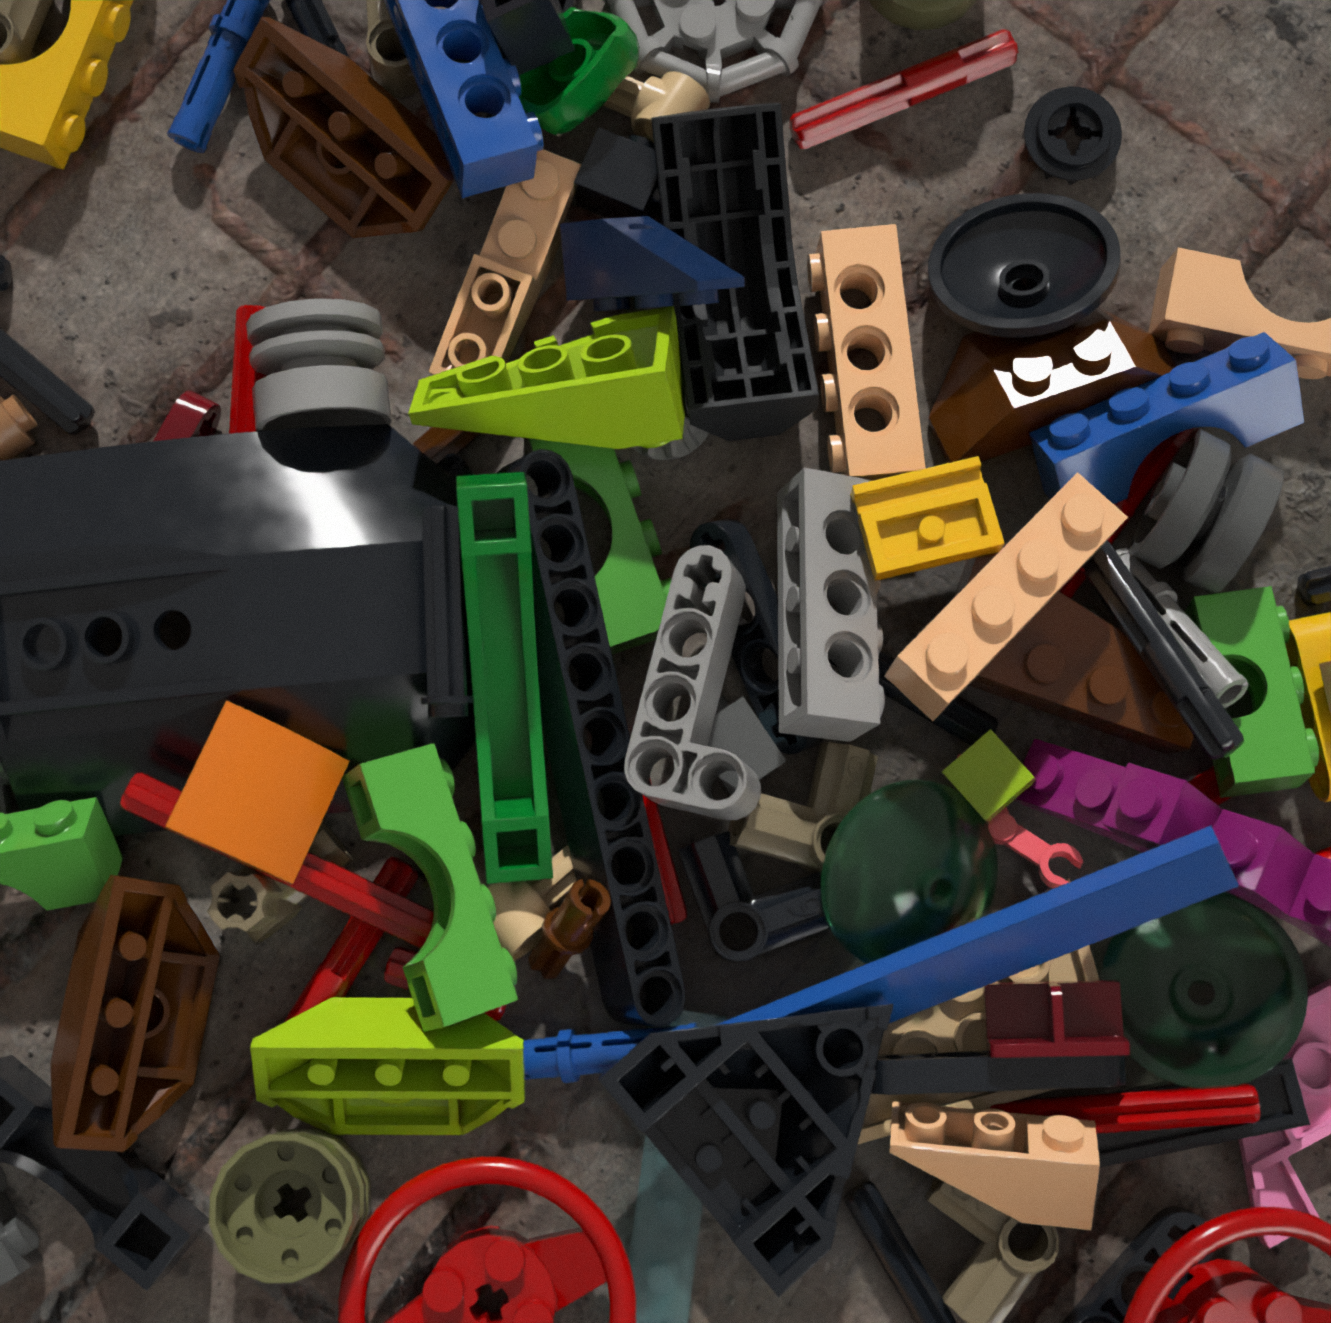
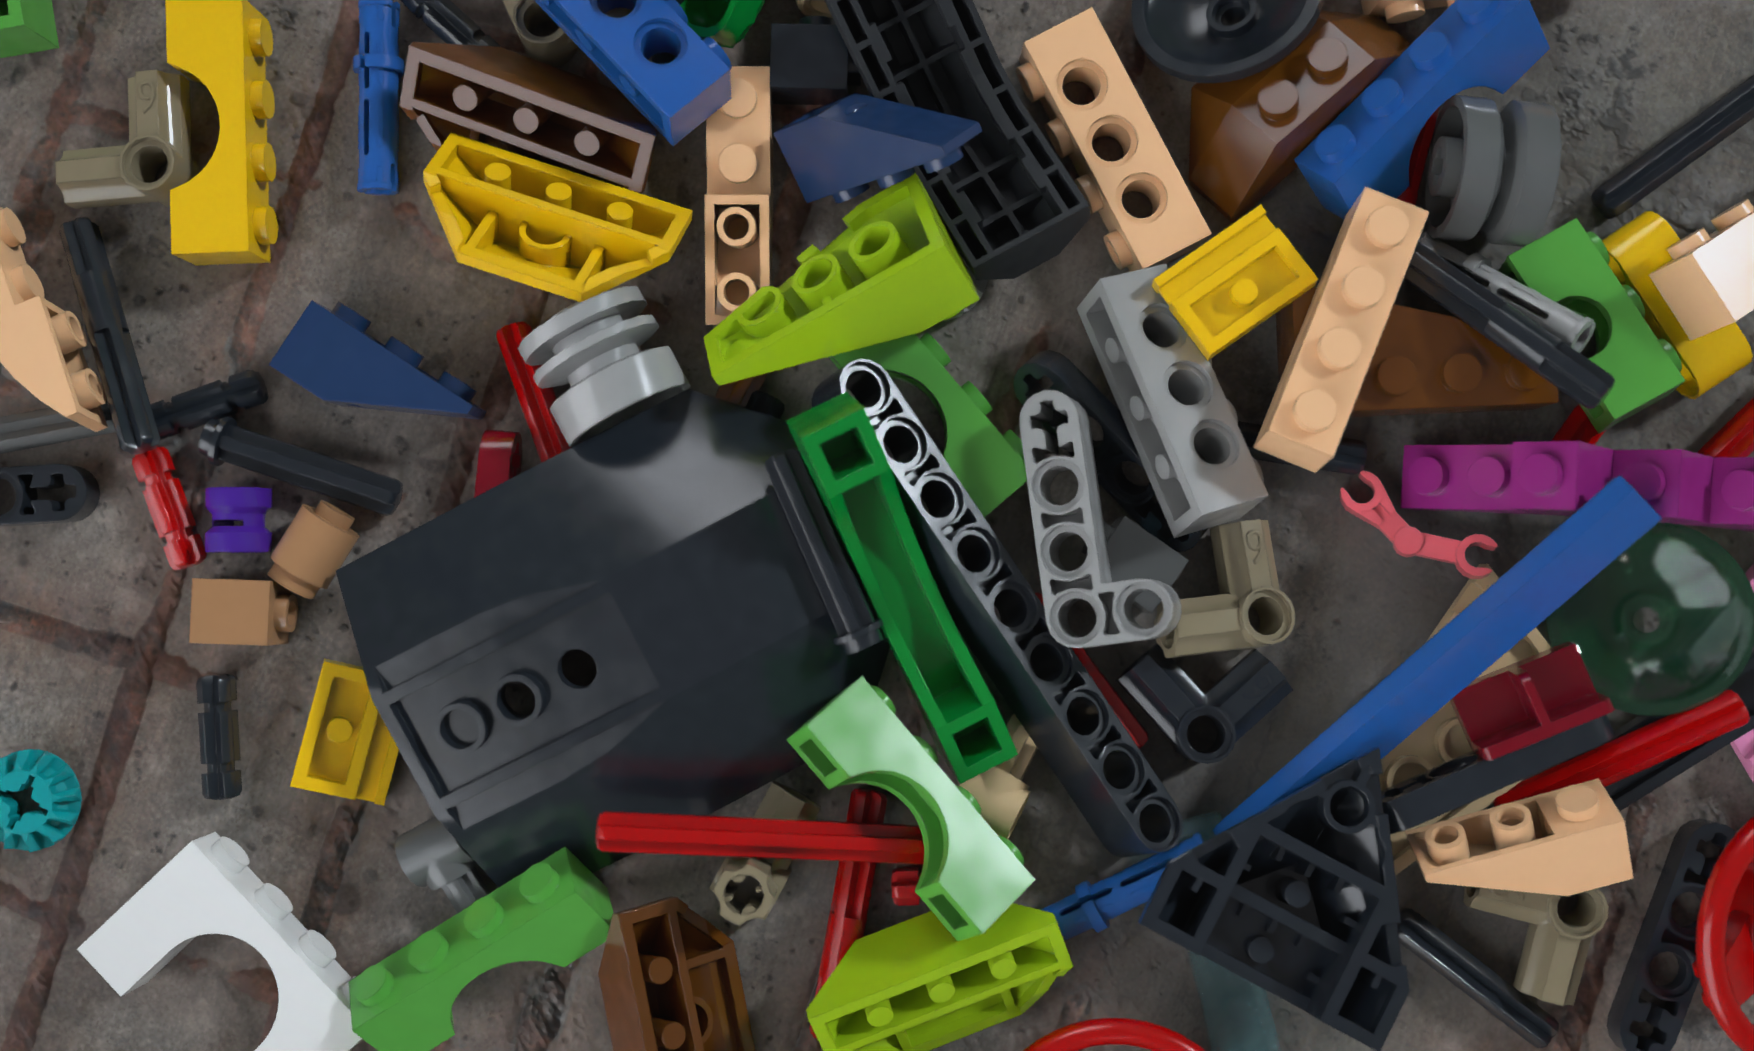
camera: 15 degrees left, 5 degrees up
(90, 286) = (350, 368): none -> dark blue slope
(258, 793) = (721, 788): orange slope -> none
(320, 220) = (547, 221): none -> yellow wedge
(569, 927) = (1050, 792): reddish brown axle -> none
(889, 857) = (1339, 617): clear green dish -> none
(989, 776) = (1379, 498): lime tile -> none

